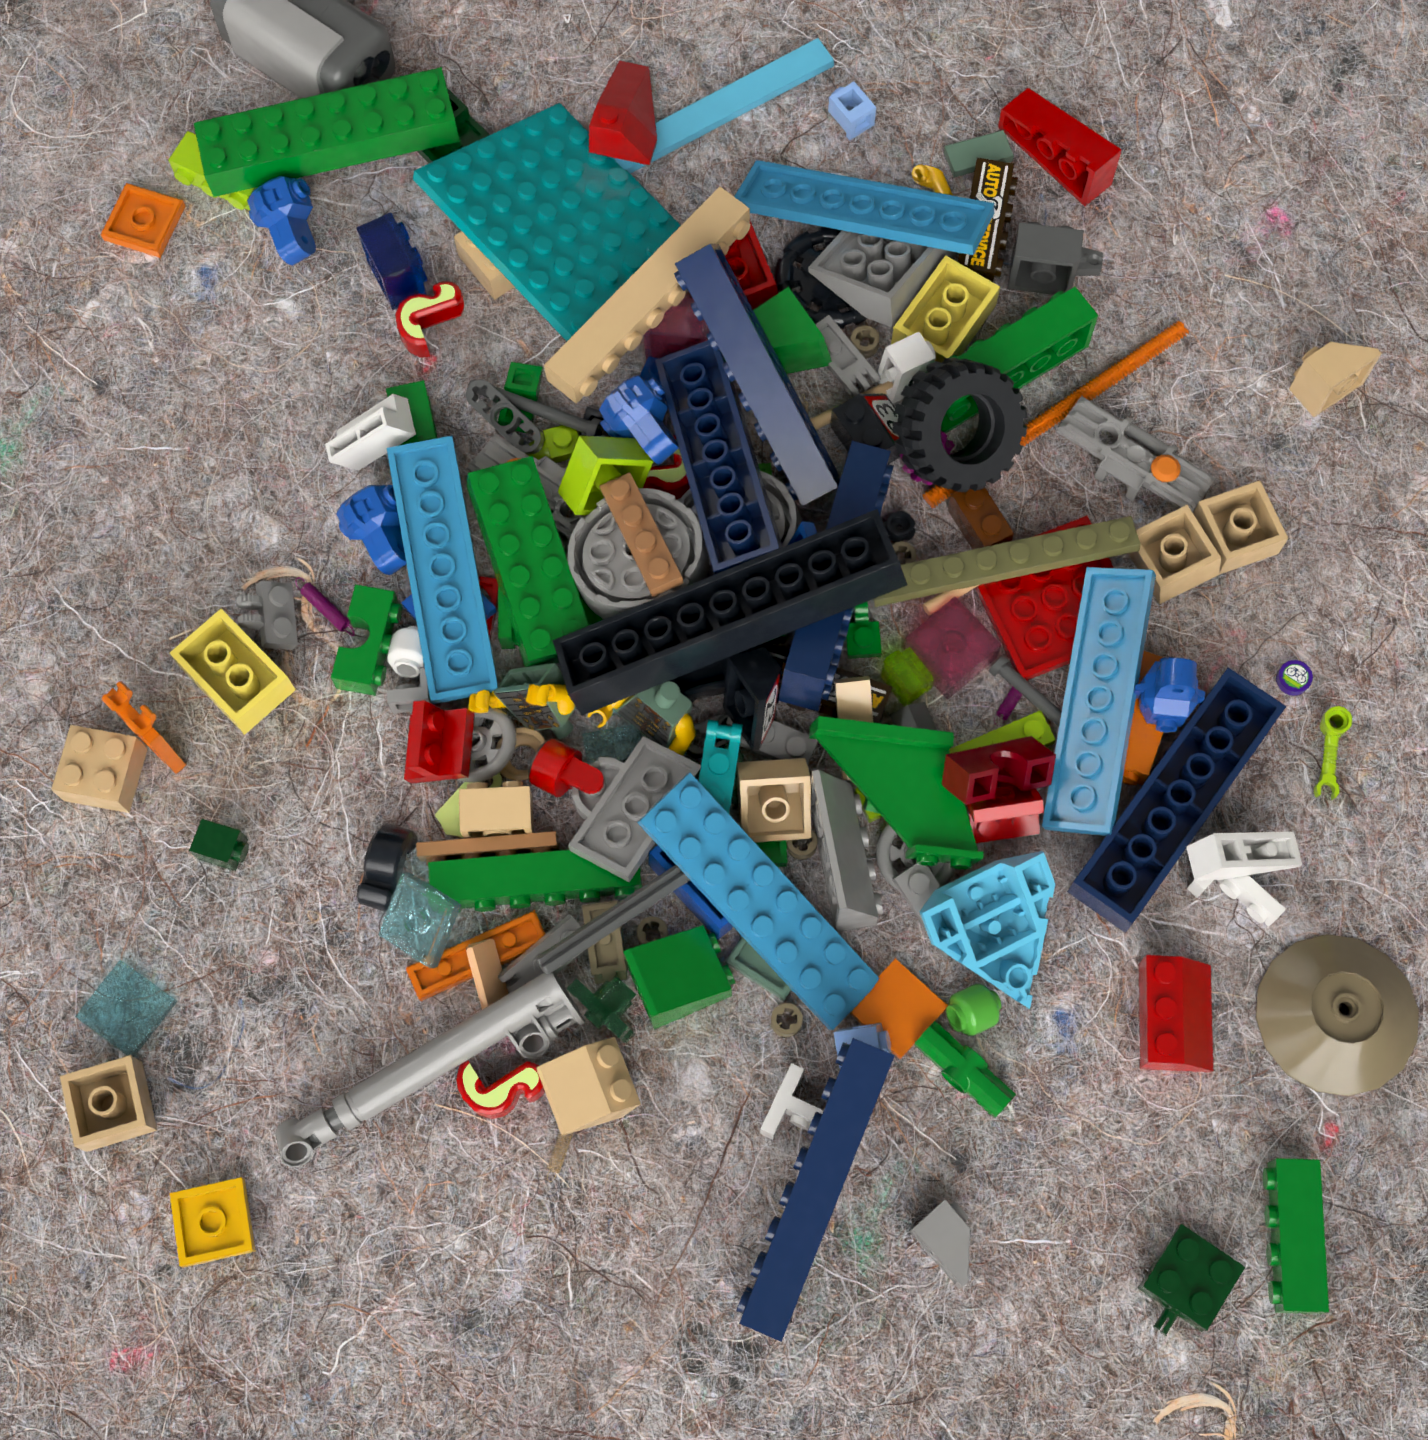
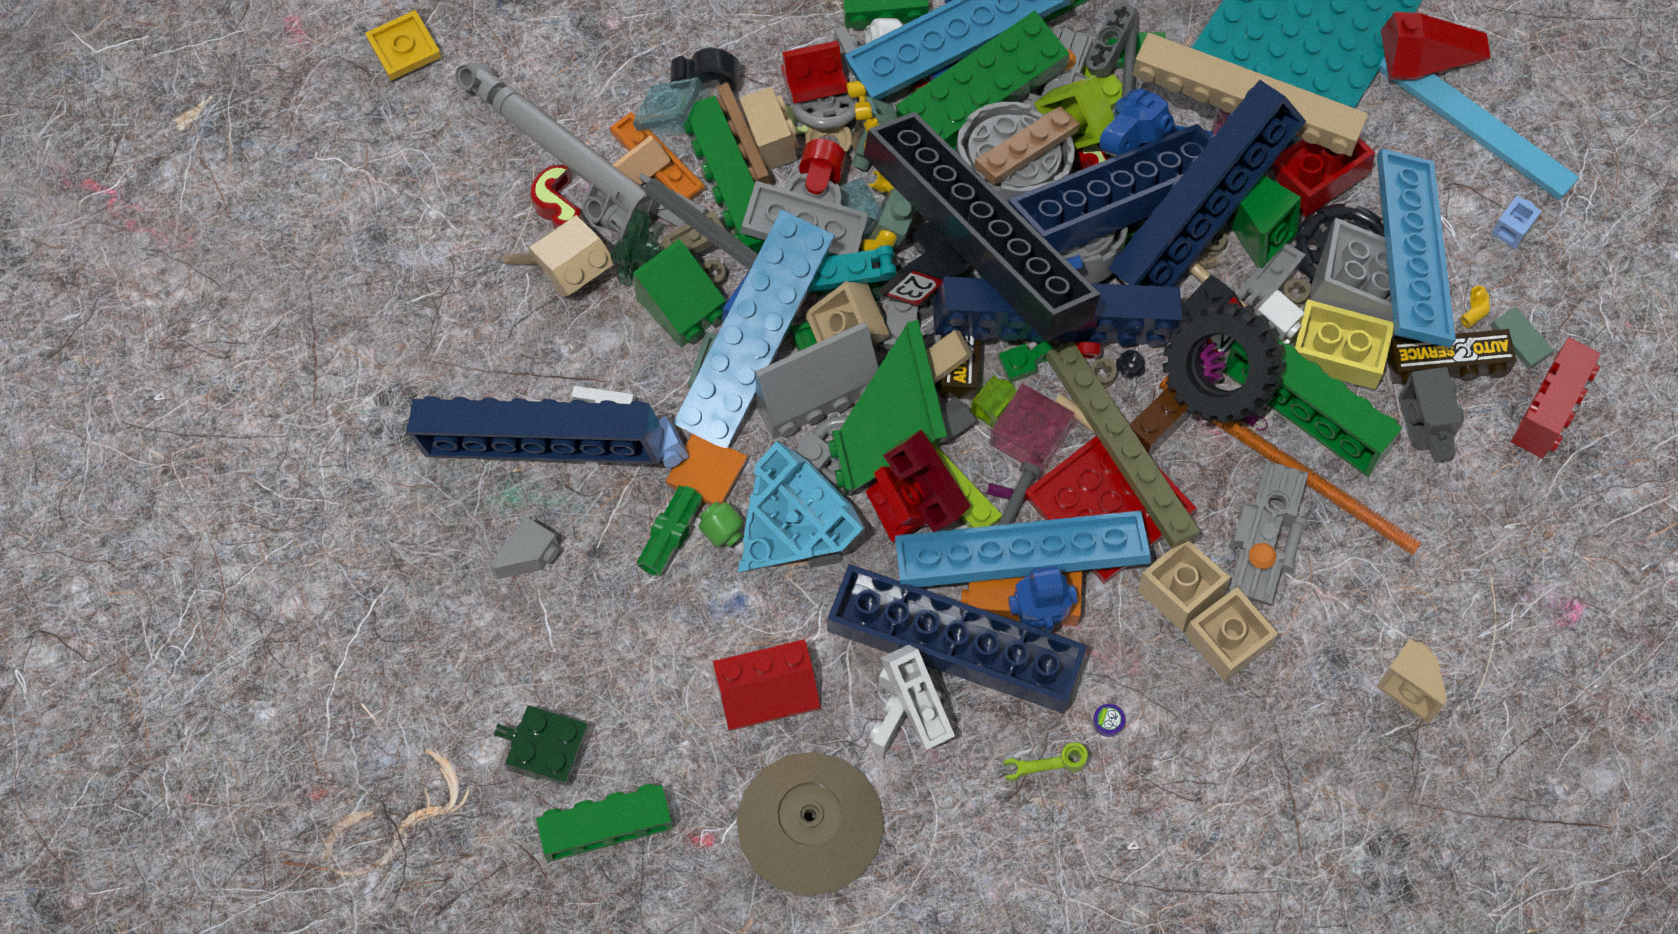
camera: 70 degrees right, 5 degrees down
(779, 1012) = (665, 395): dark tan bush -> none

